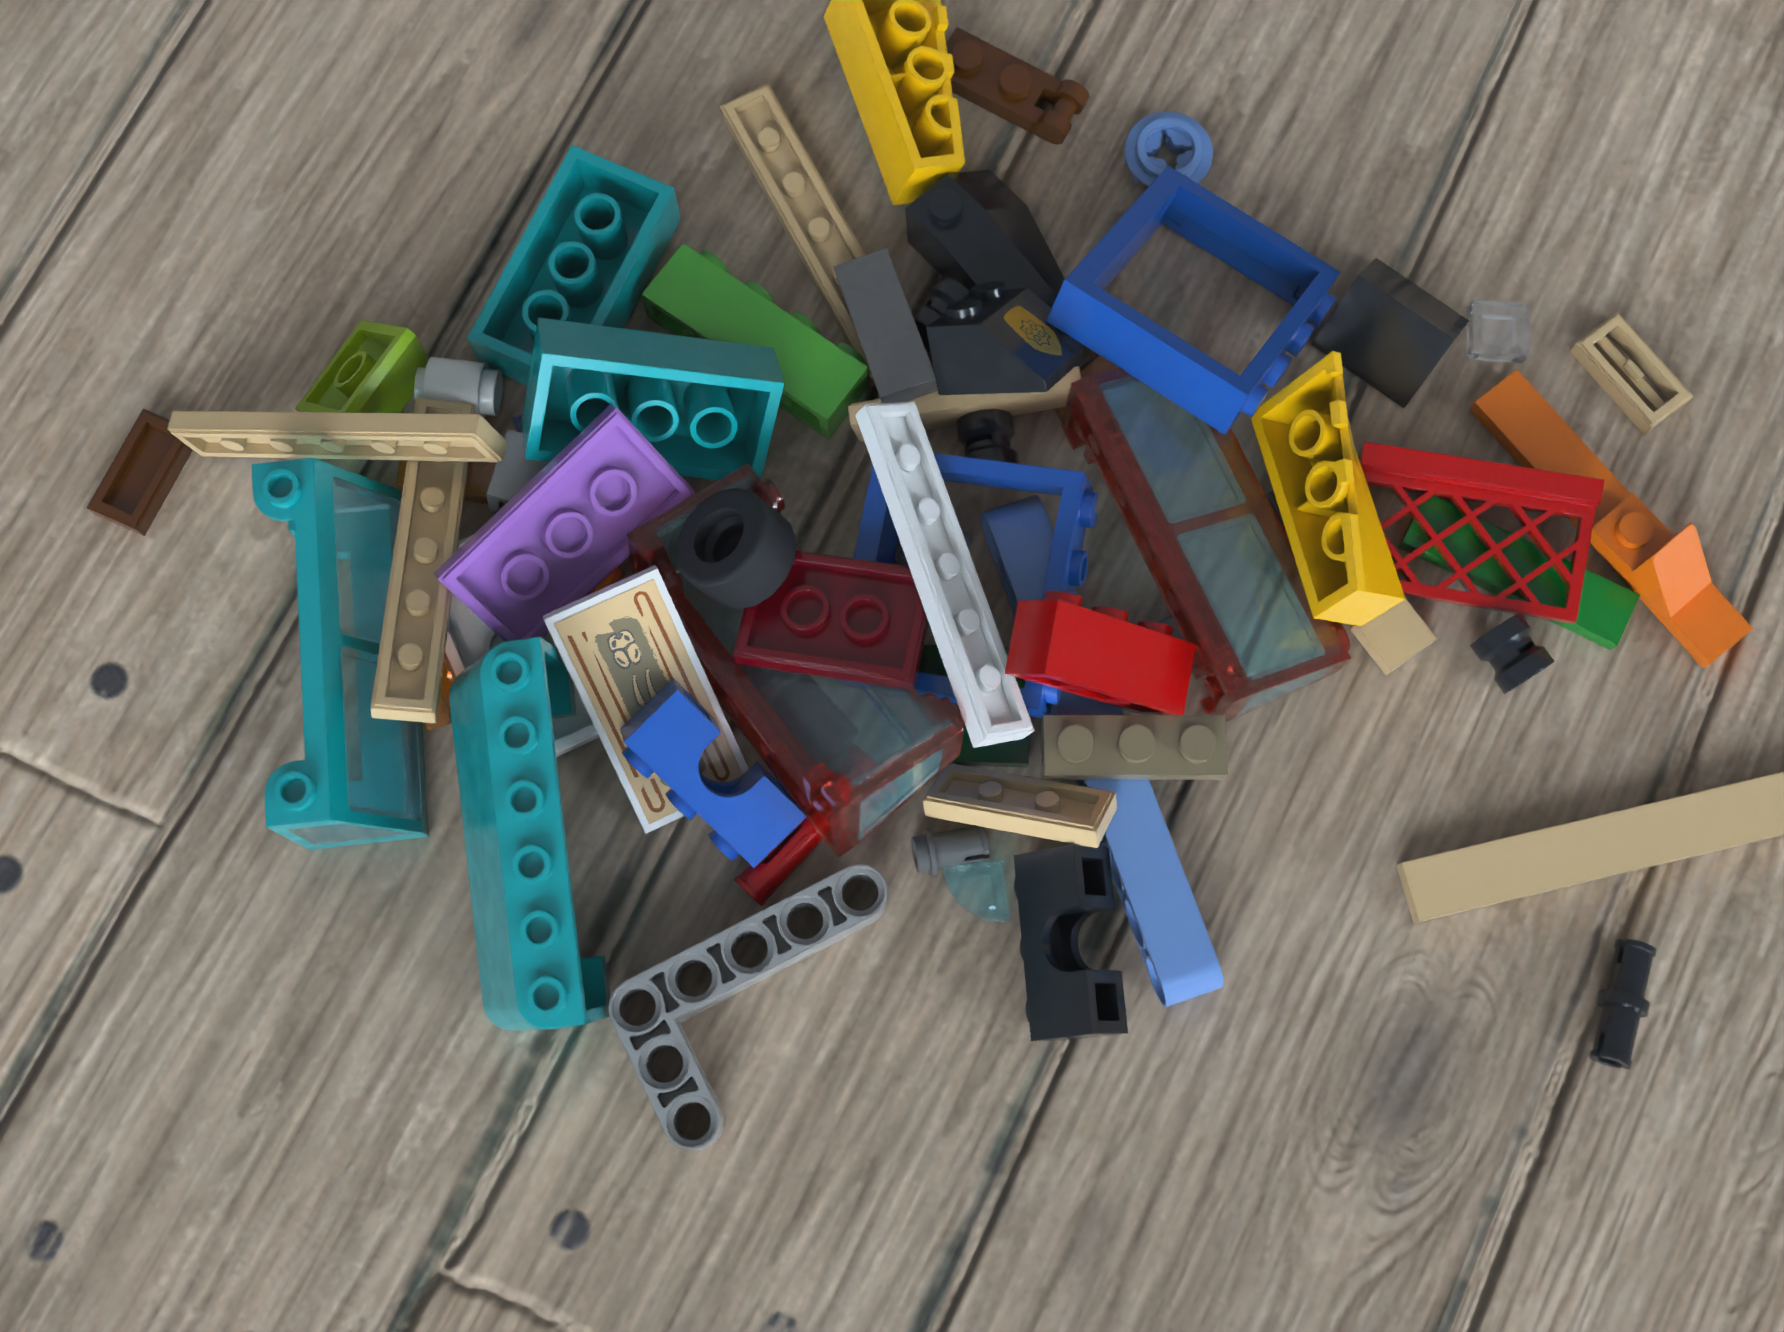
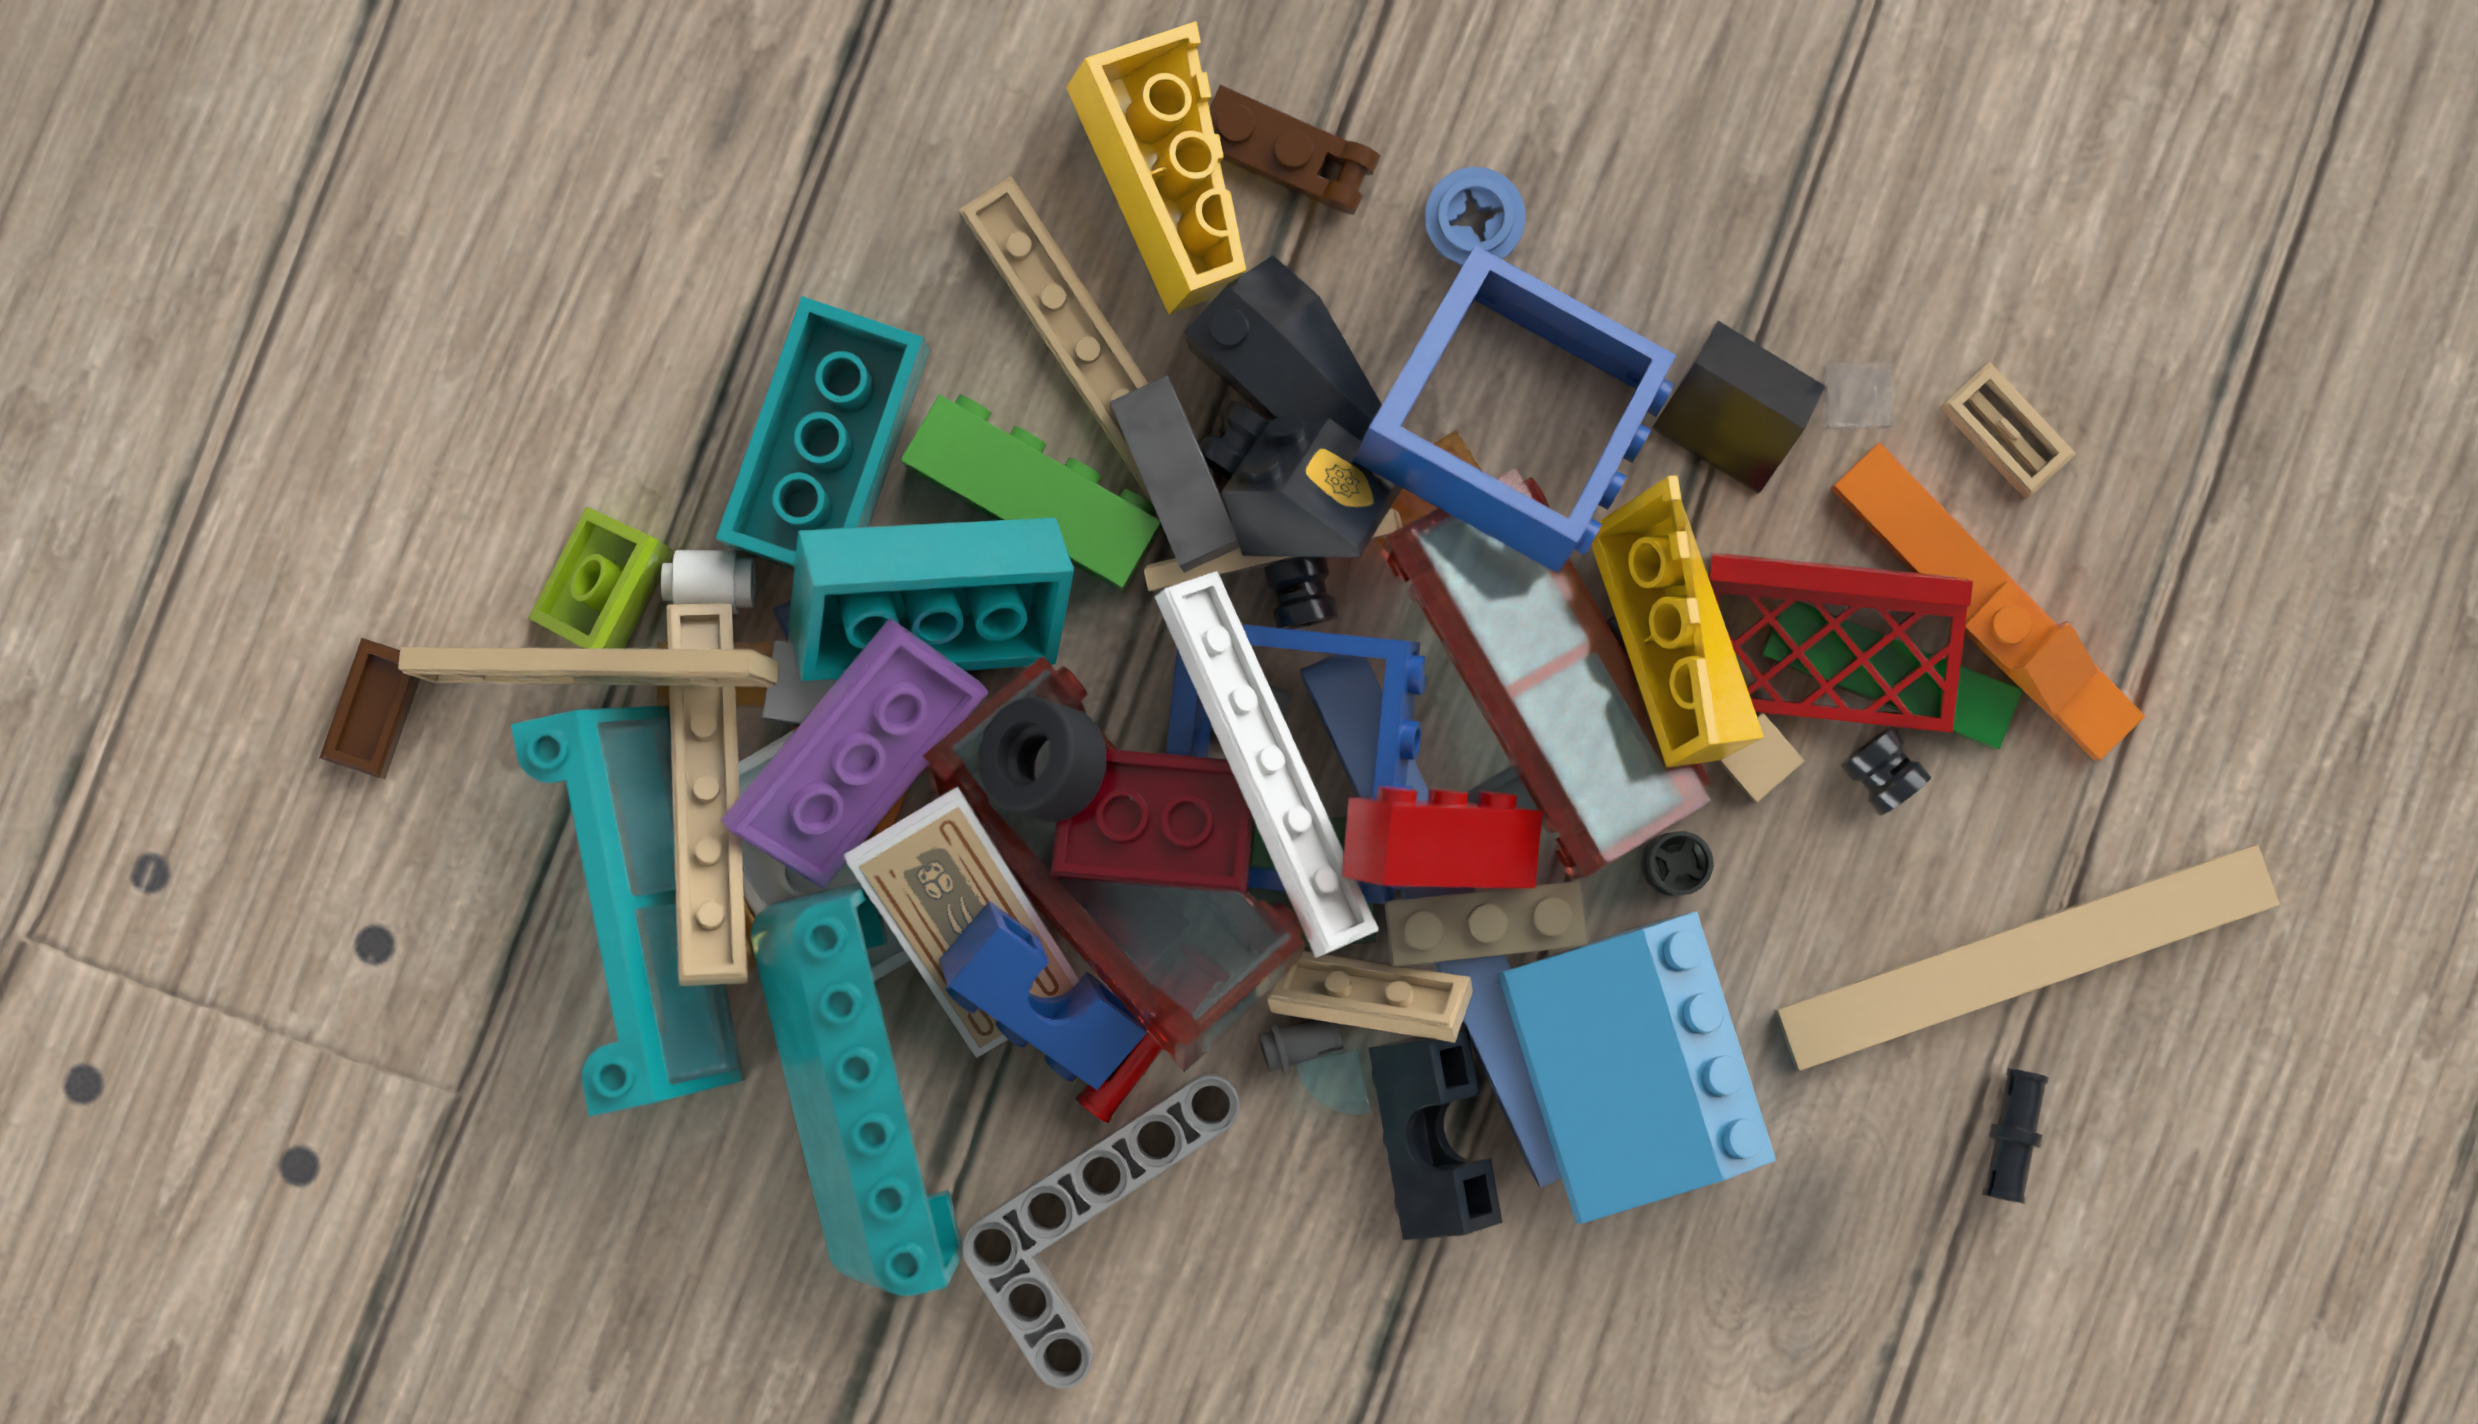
camera: 10 degrees left, 10 degrees up
(1267, 895) = (1636, 1067): none -> dark azure slope
(1322, 707) = (1685, 858): none -> pearl dark grey wheel

